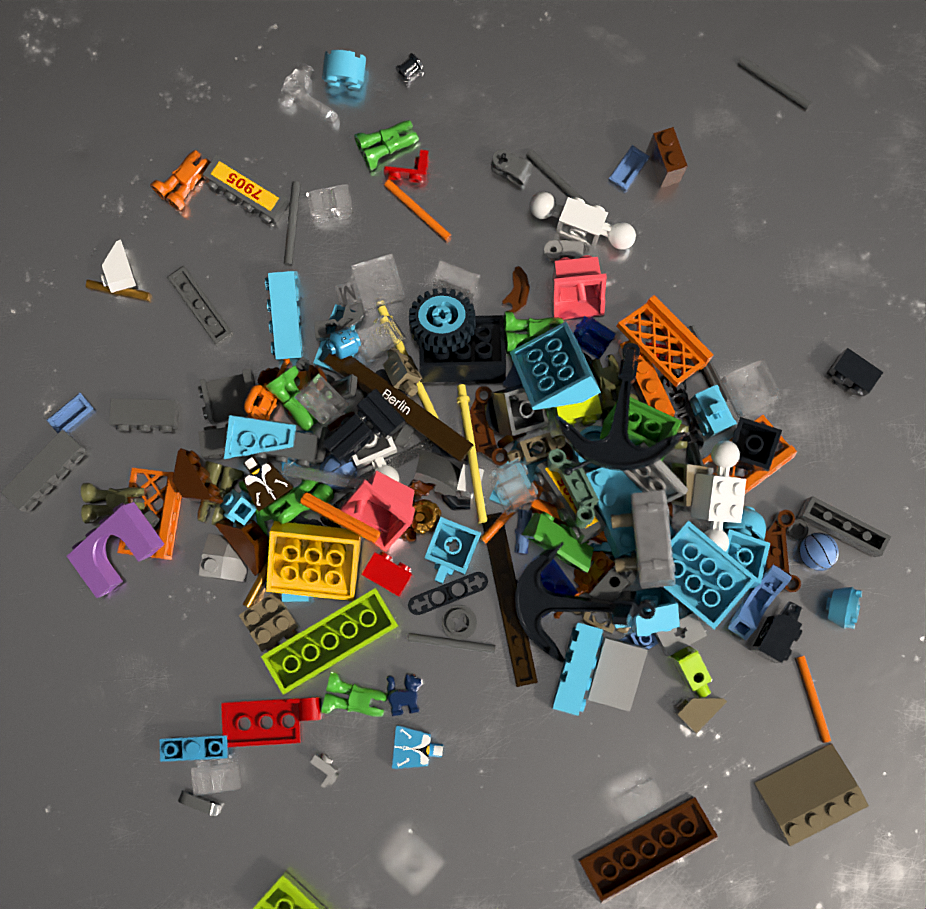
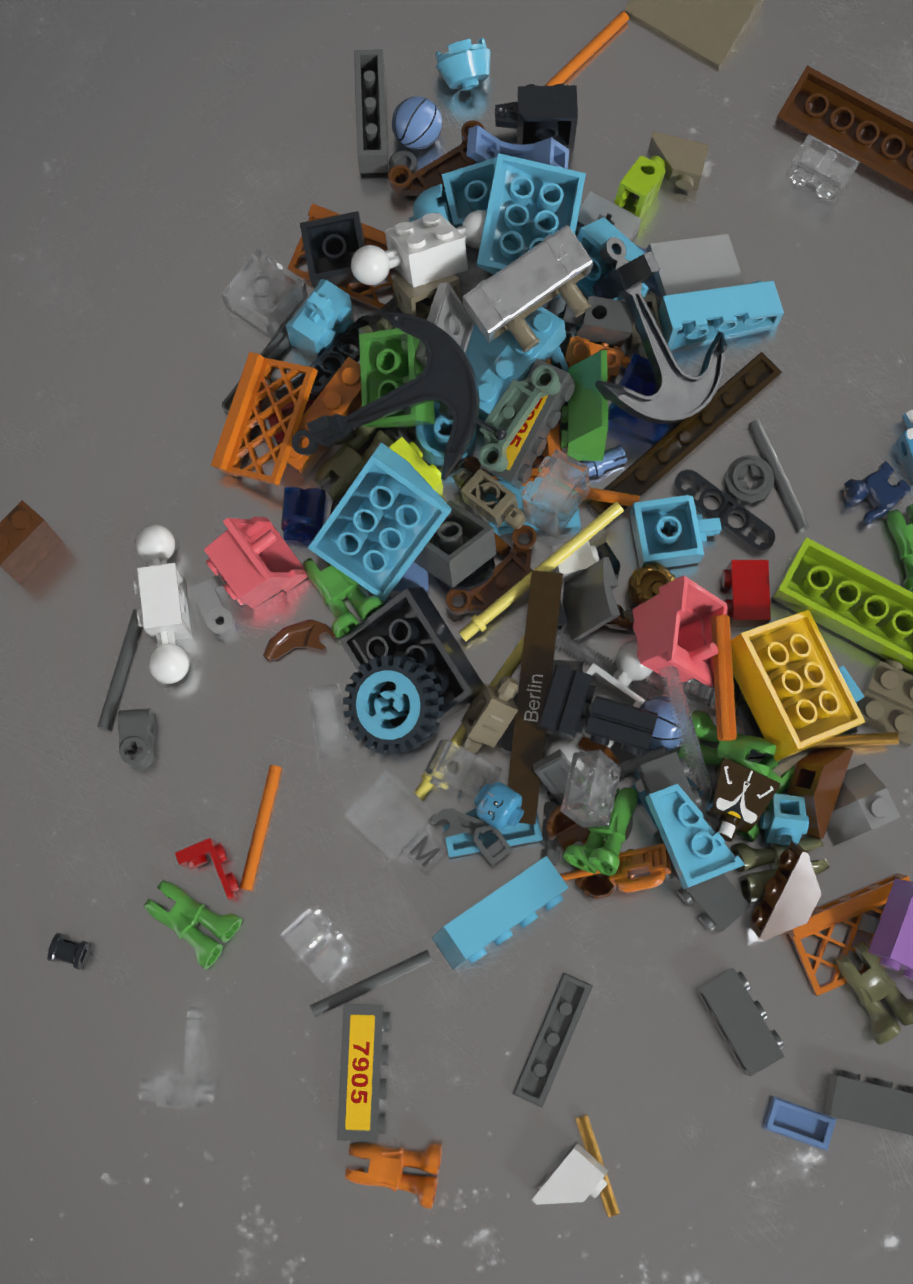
camera: 115 degrees left, 5 degrees down
(226, 396) = (650, 926): dark grey panel -> none
(343, 68) = (120, 1036): medium azure brick -> none
(628, 168) = (56, 591): medium blue tile -> none
(855, 372) = (175, 190): black brick -> none

